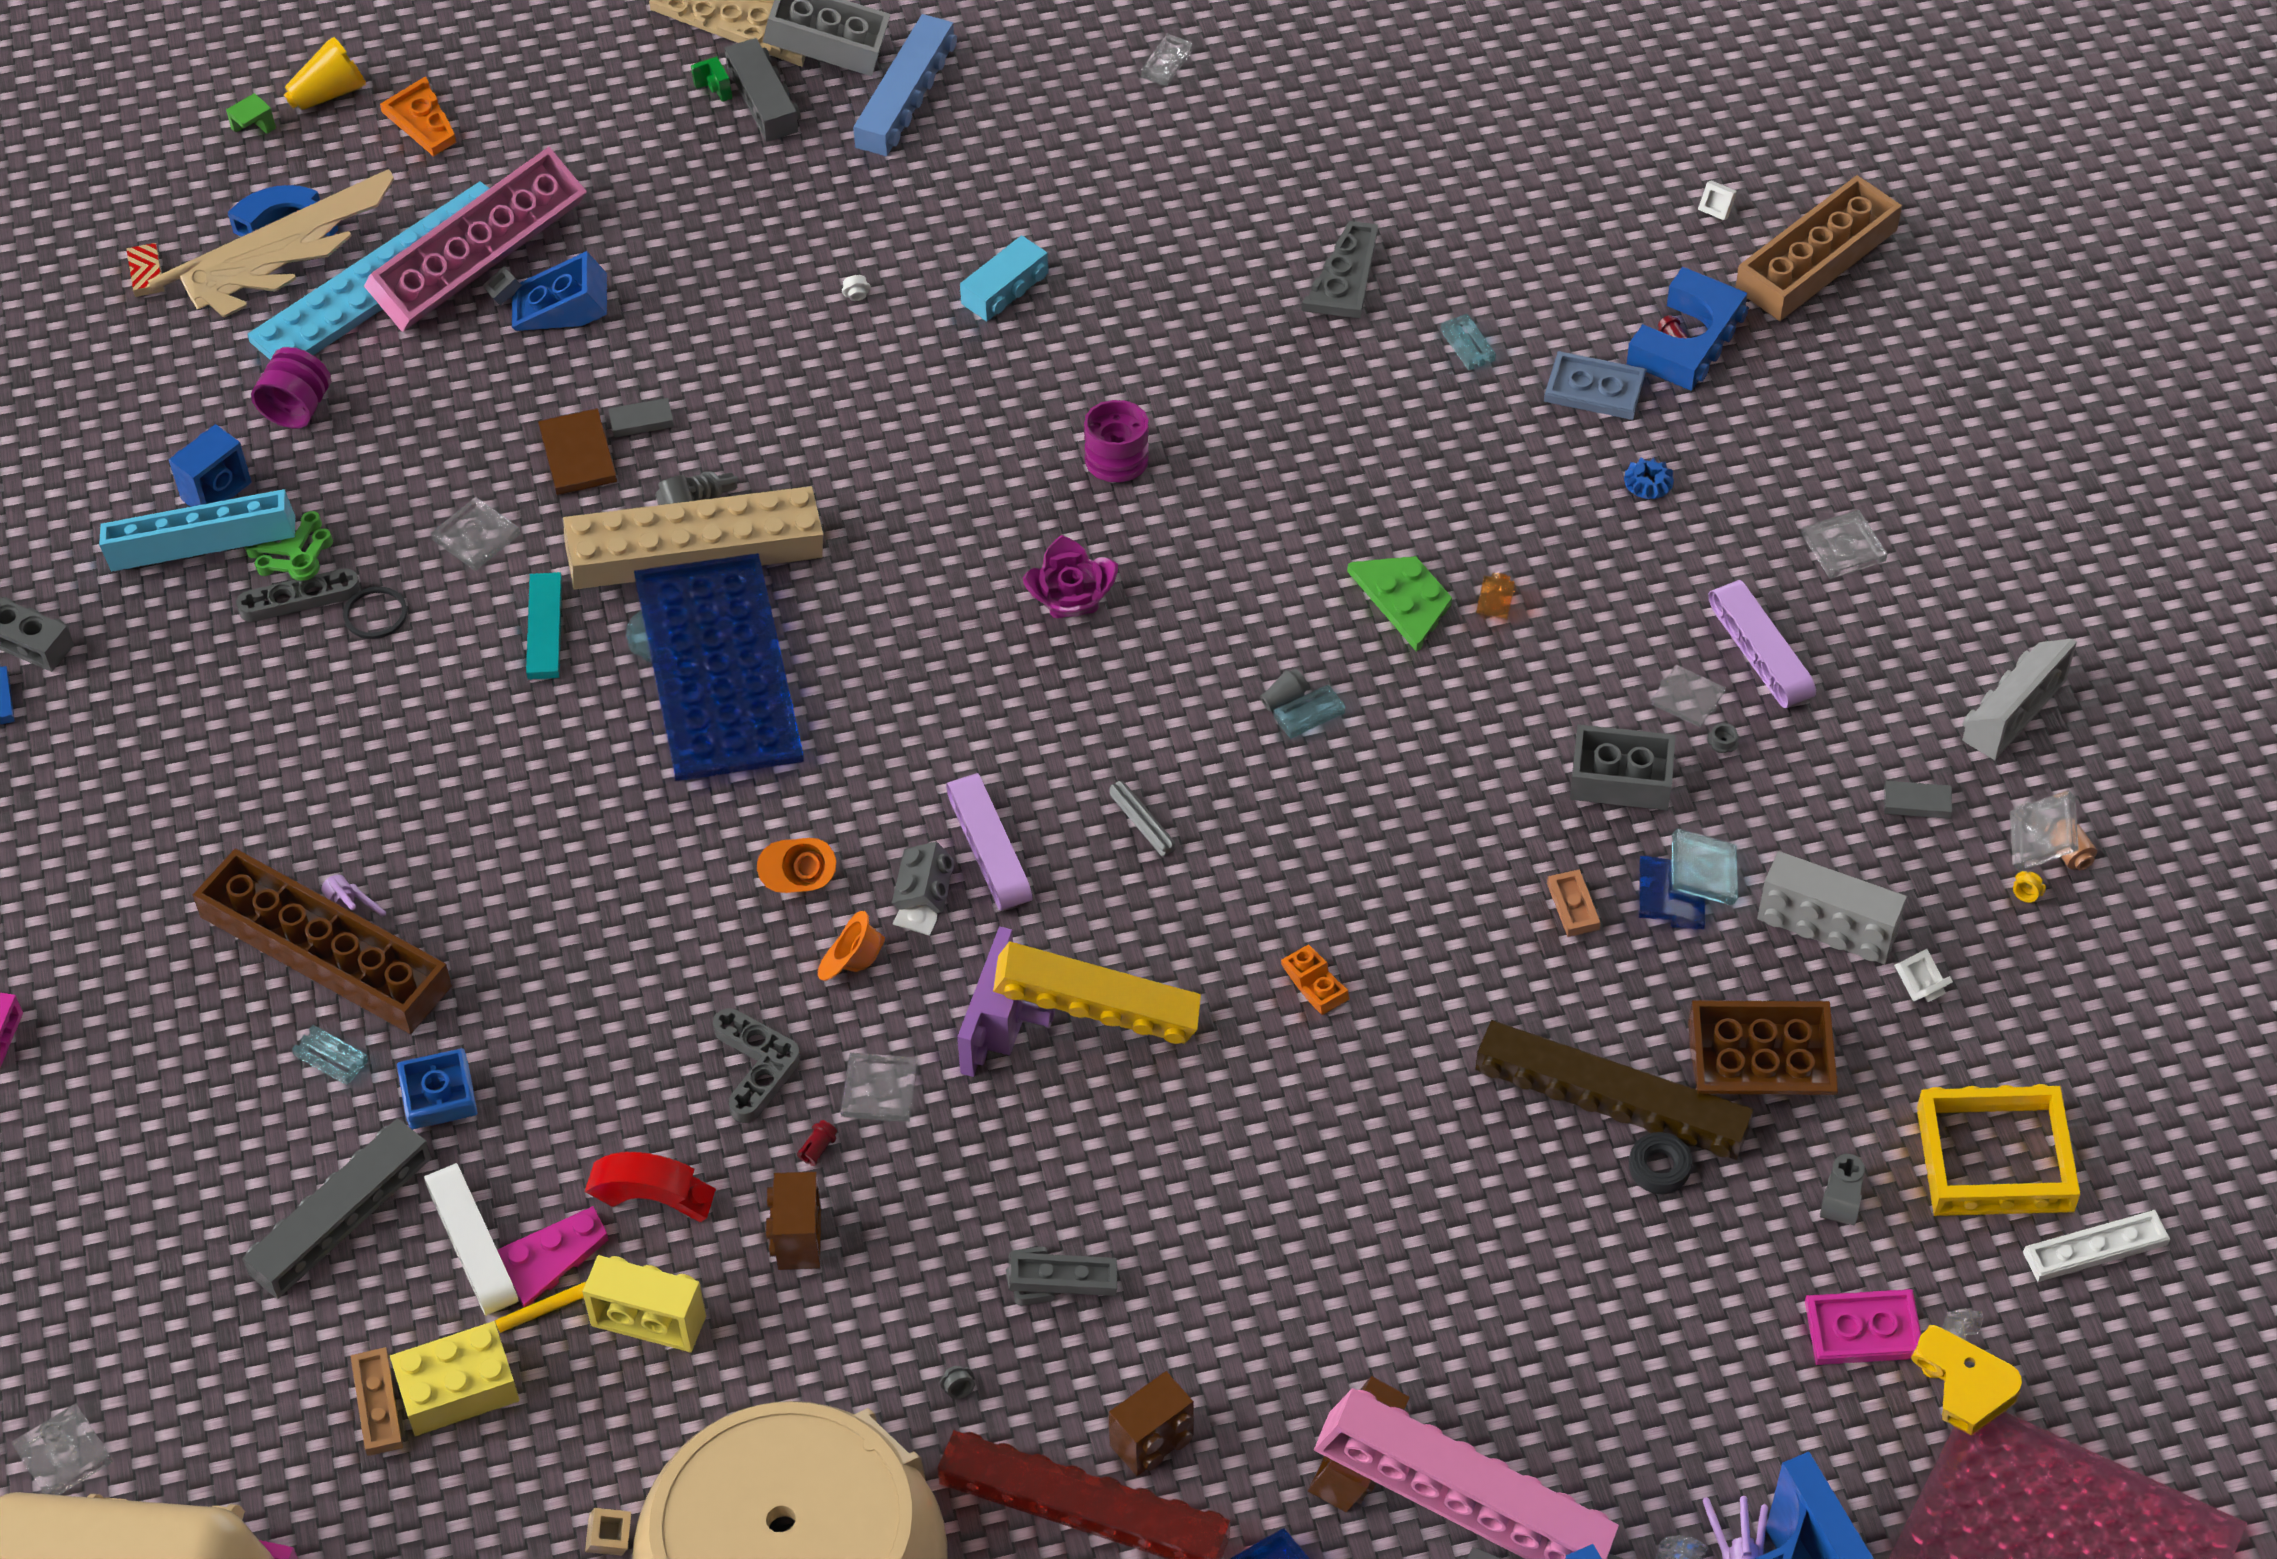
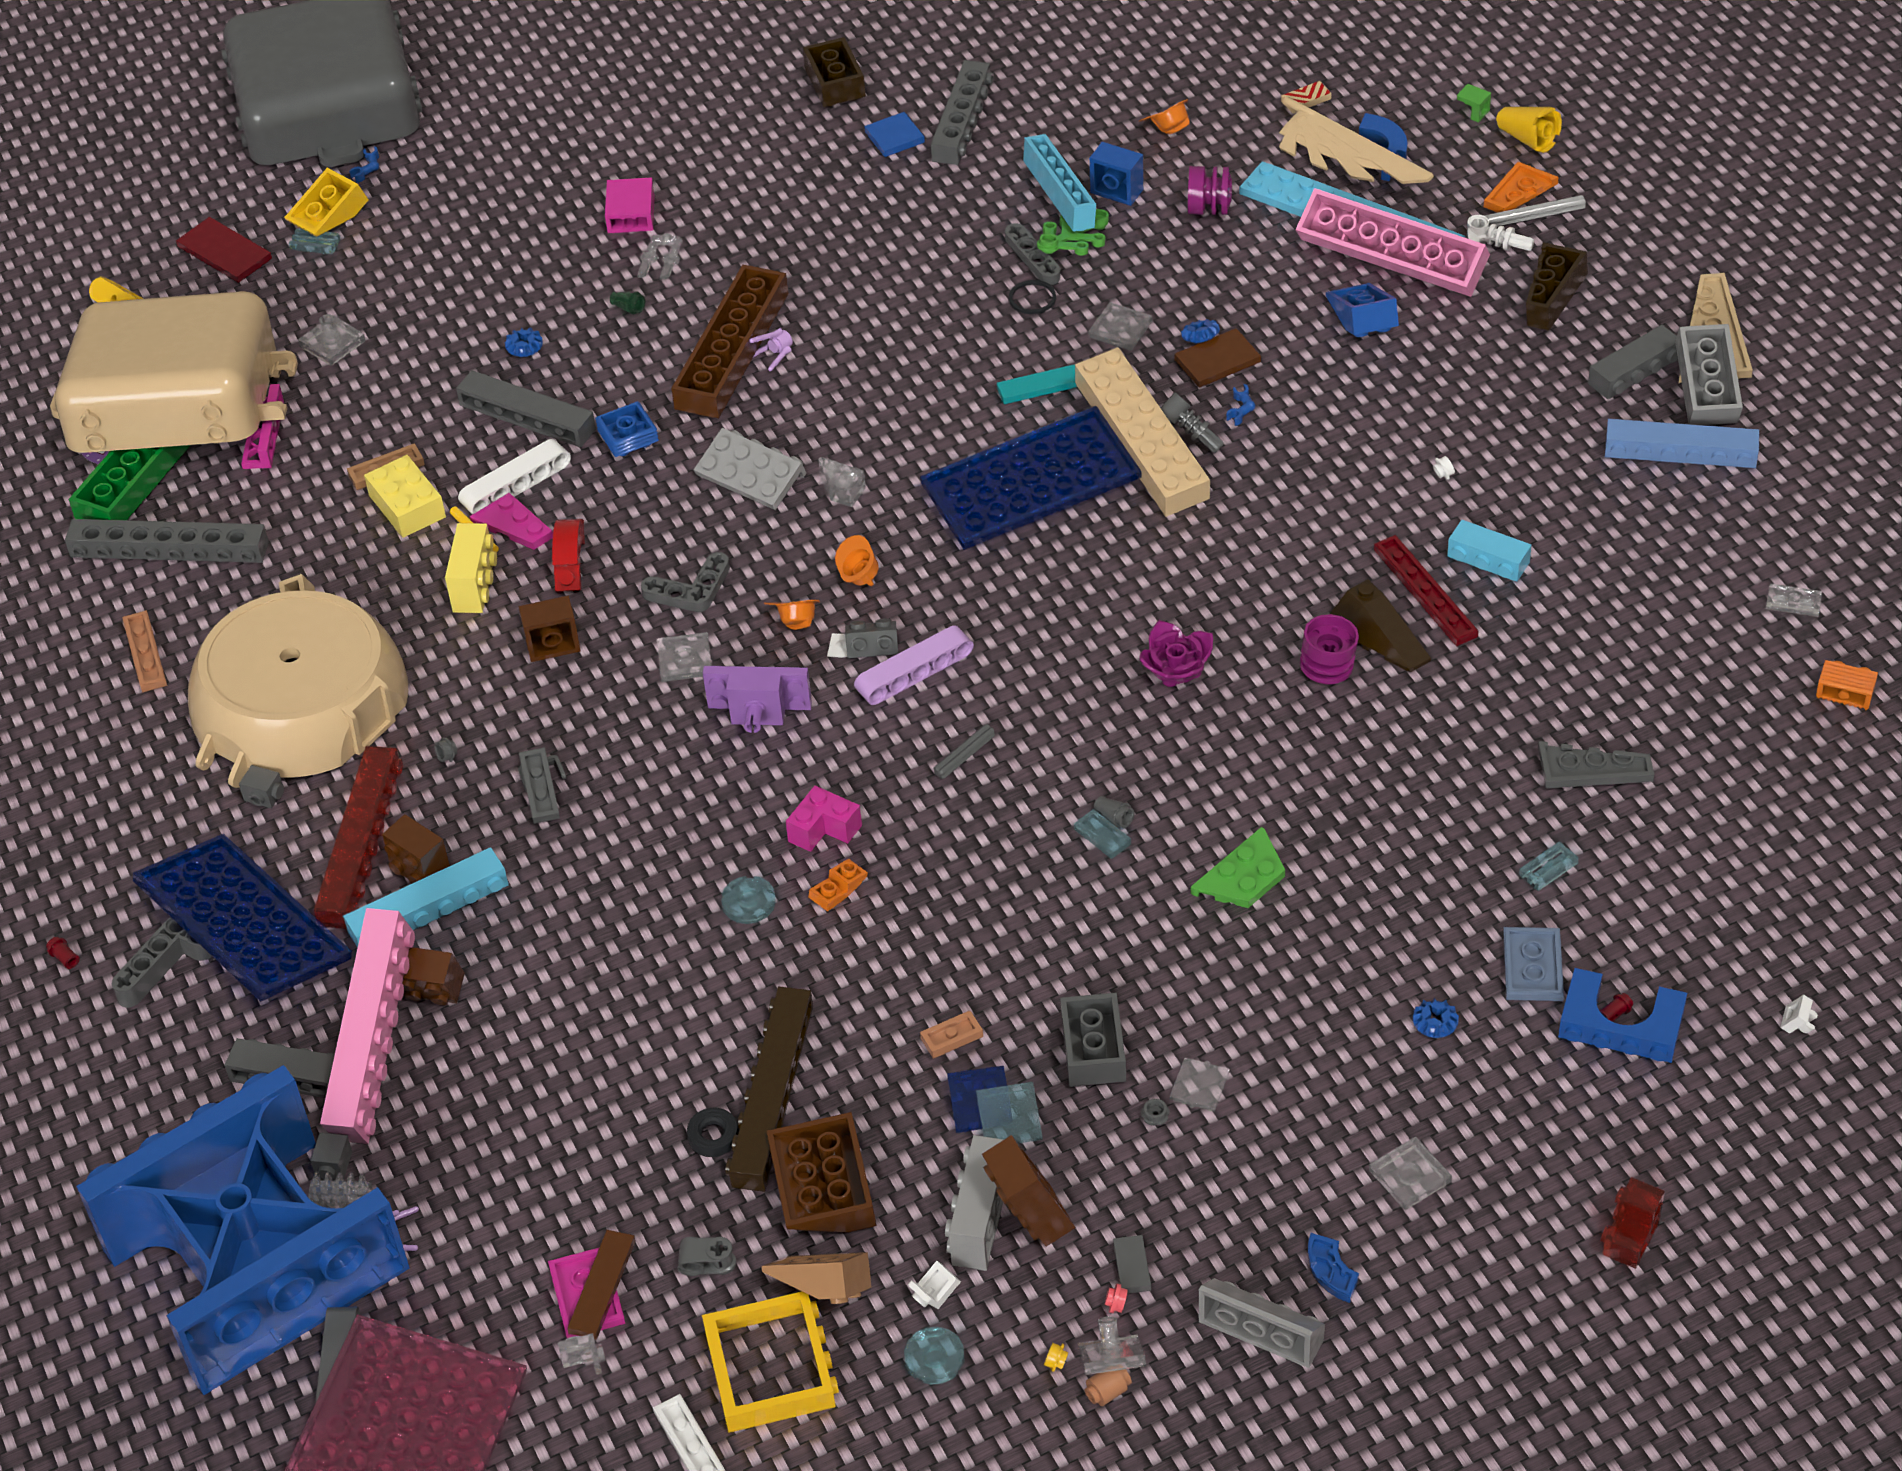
camera: 80 degrees right, 5 degrees down
(86, 1021) = (670, 259): none -> clear piece
(117, 403) = (1172, 119): none -> orange piece
(171, 1056) = (629, 301): none -> clear green cone
(204, 1198) = (521, 348): none -> blue gear
(336, 1044) = (645, 373): clear light blue tile -> none
(466, 119) = (1536, 211): none -> light grey axle
(484, 162) = (1479, 231): none -> white piece
(502, 286) = (1361, 274): dark grey plate -> none
(527, 465) = (1200, 331): none -> blue gear
(570, 960) = (749, 468): none -> light grey bracket
(608, 121) = (1554, 284): none -> dark brown wedge
(638, 865) = (842, 482): none -> clear slope
(641, 417) = (1263, 383): dark grey tile -> none
(672, 438) = (1248, 405): none -> blue arm
(712, 73) = (1636, 328): green bracket -> none
(820, 1138) = (627, 632): dark red pin -> none
(1035, 349) = (1426, 590): none -> dark red tile
(1064, 398) = (1381, 626): none -> dark brown wedge
(1097, 993) = (767, 740): yellow brick -> none
(1212, 972) = (821, 815): none -> dark pink brick
(1222, 1431) = (438, 893): none -> medium azure brick
(1299, 50) = (1846, 684): none -> orange brick
(1310, 1076) = (748, 899): none -> clear light blue tile
(1496, 596) = (1260, 929): clear orange bracket -> none
(1762, 644) = (1267, 1123): lavender beam -> none
(1818, 247) = (1763, 1096): medium nougat brick -> none
(1857, 838) = (1026, 1191): none -> reddish brown brick
(1866, 1299) = (601, 1284): none -> reddish brown tile
(1901, 1071) = (824, 1275): none -> medium nougat slope
(1949, 636) = (1330, 1269): none -> blue tile
(1950, 381) = (1634, 1222): none -> clear red brick
(1965, 818) = (1116, 1298): none -> coral plate
(1970, 1394) = (510, 1348): yellow piece -> none
(2006, 997) = (934, 1355): none -> clear light blue tile

